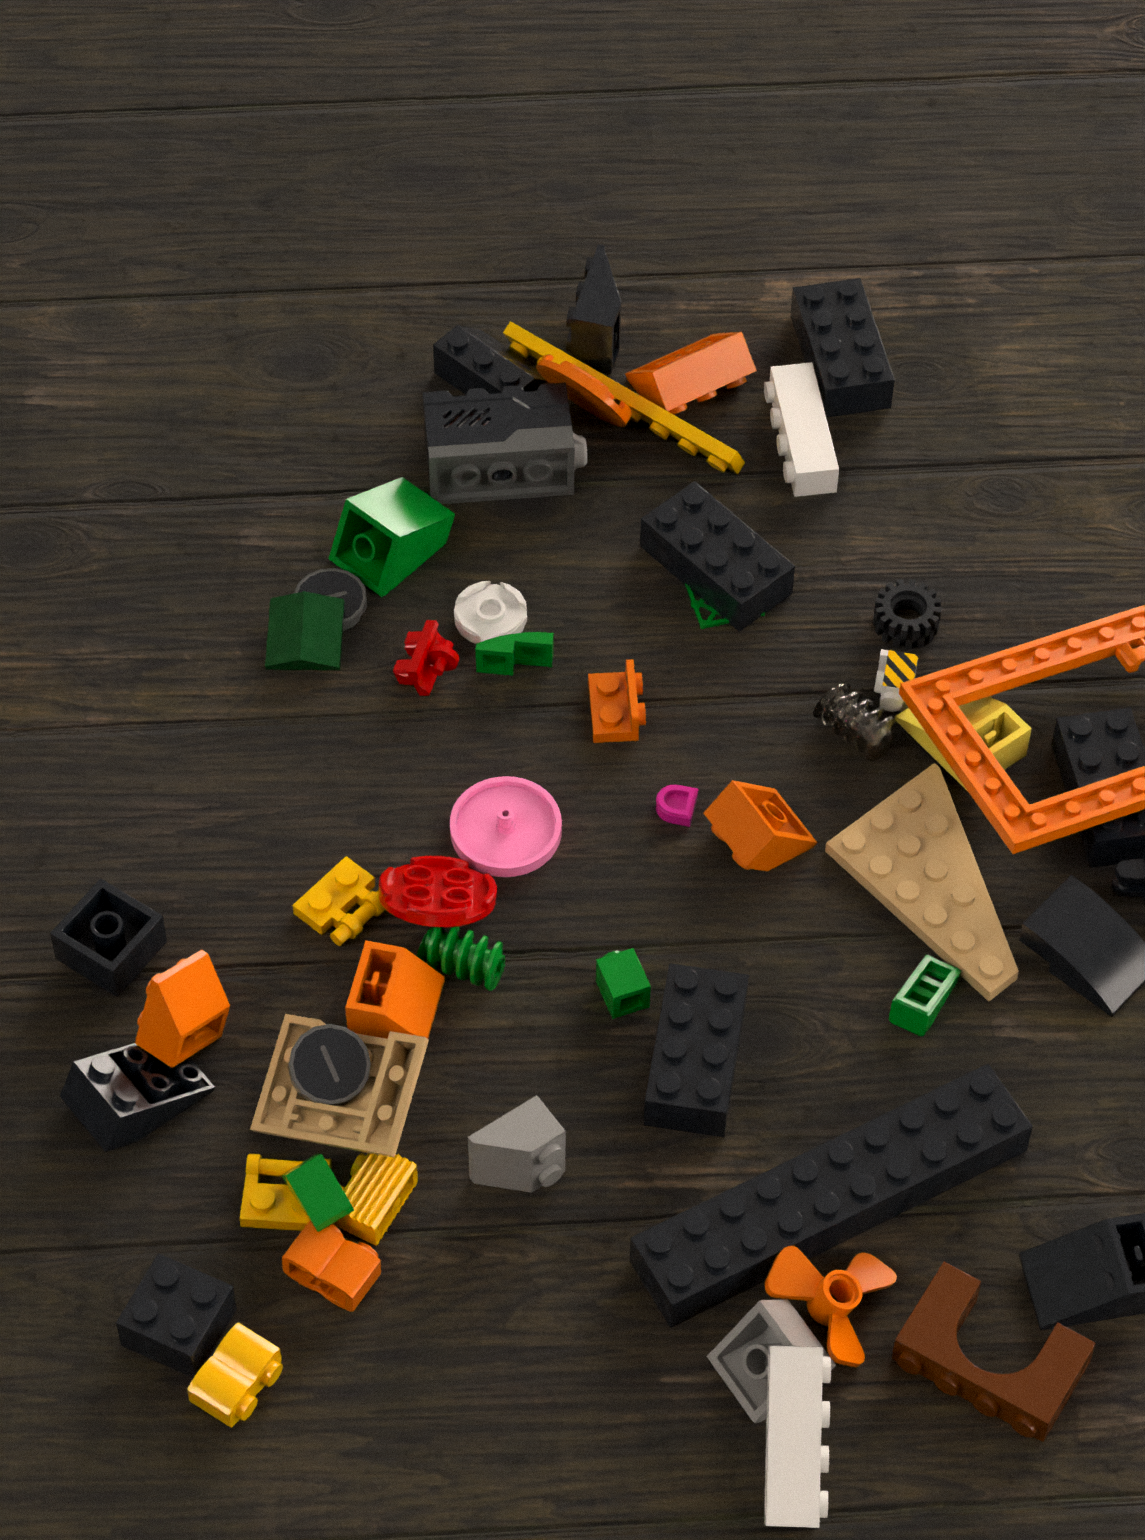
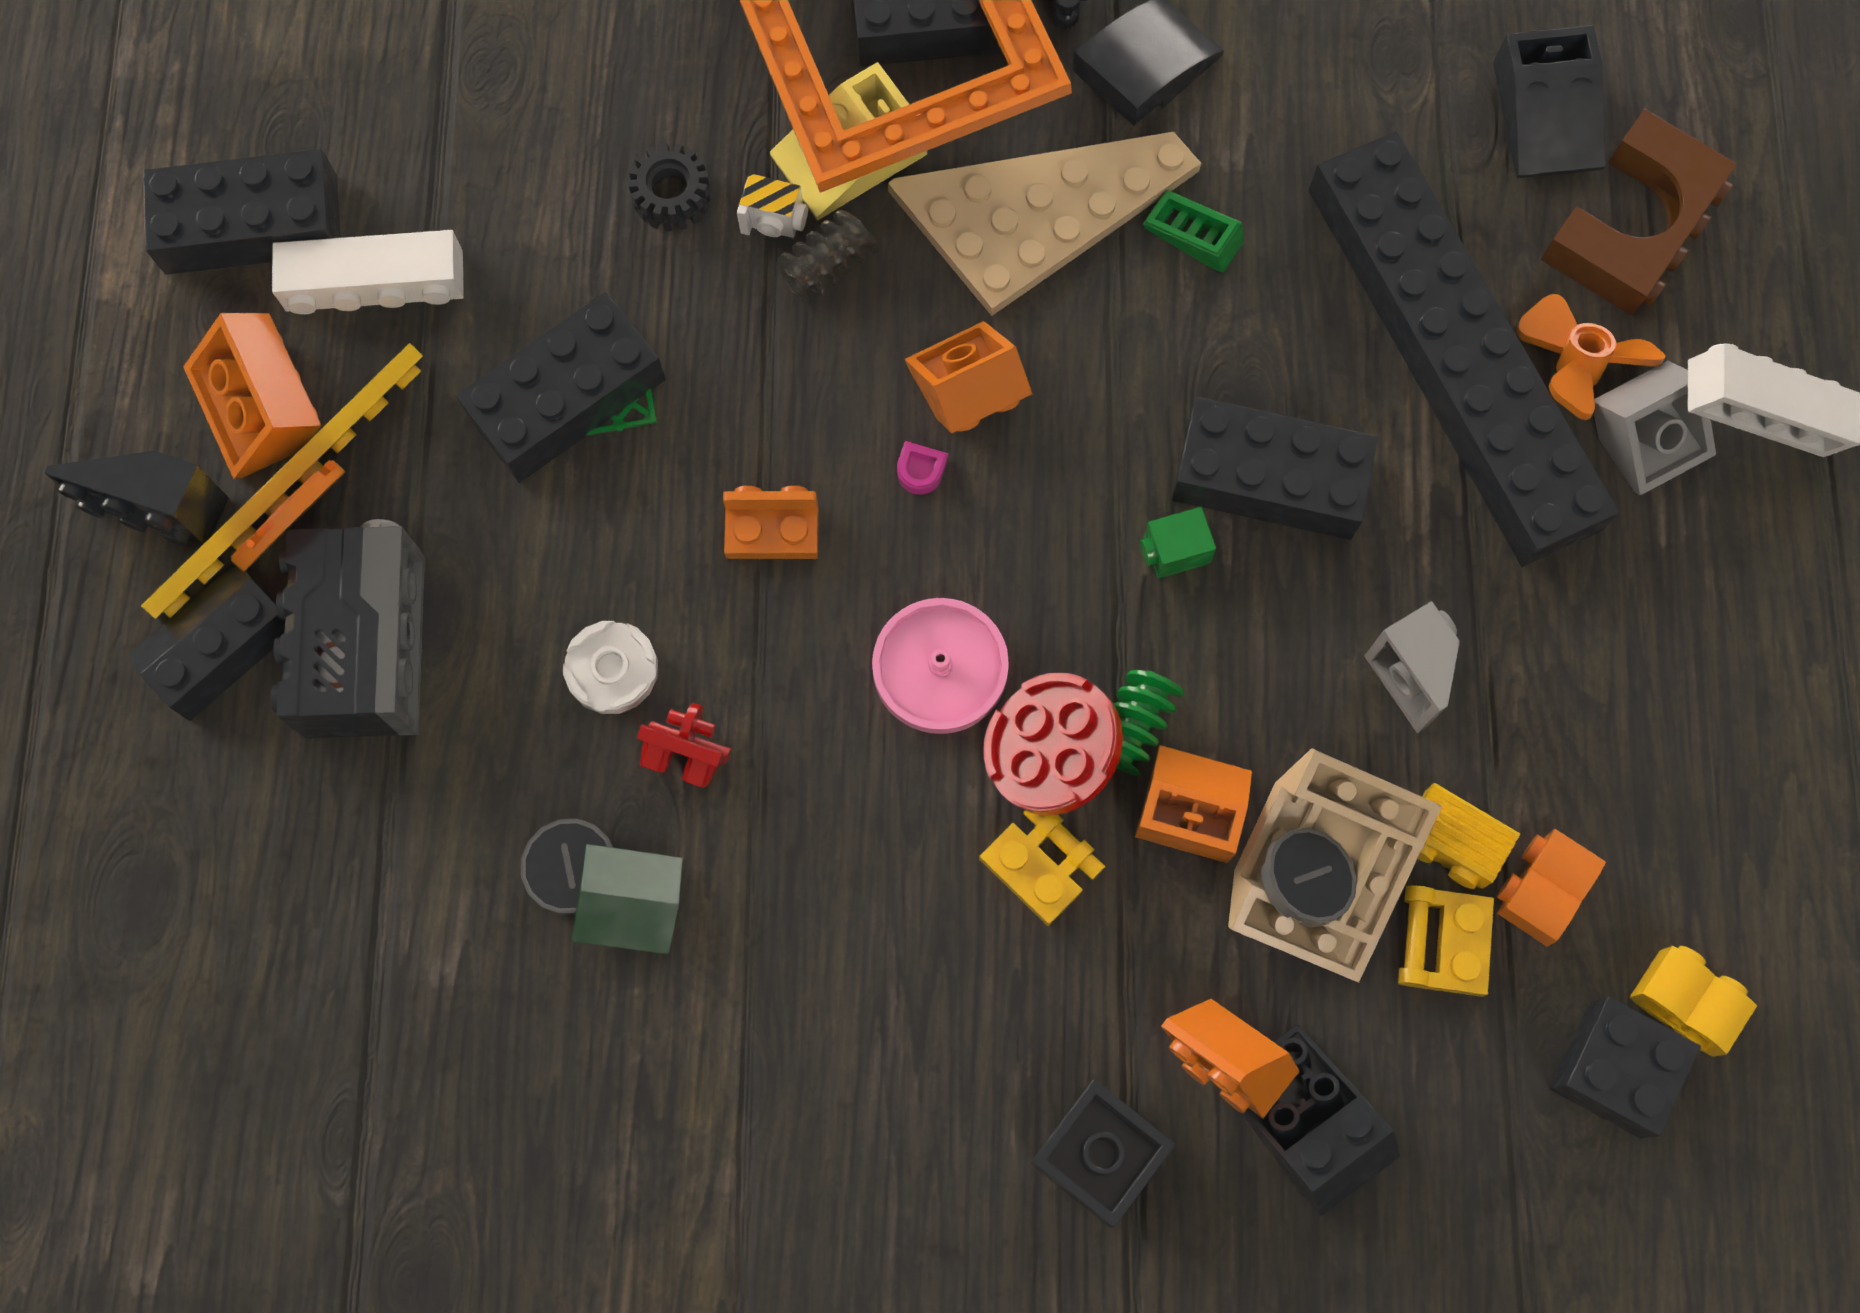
camera: 85 degrees left, 20 degrees up
(318, 1192) = (1473, 899): green slope -> none
(389, 534) = (478, 782): green slope -> none
(503, 652) = (687, 646): green slope -> none

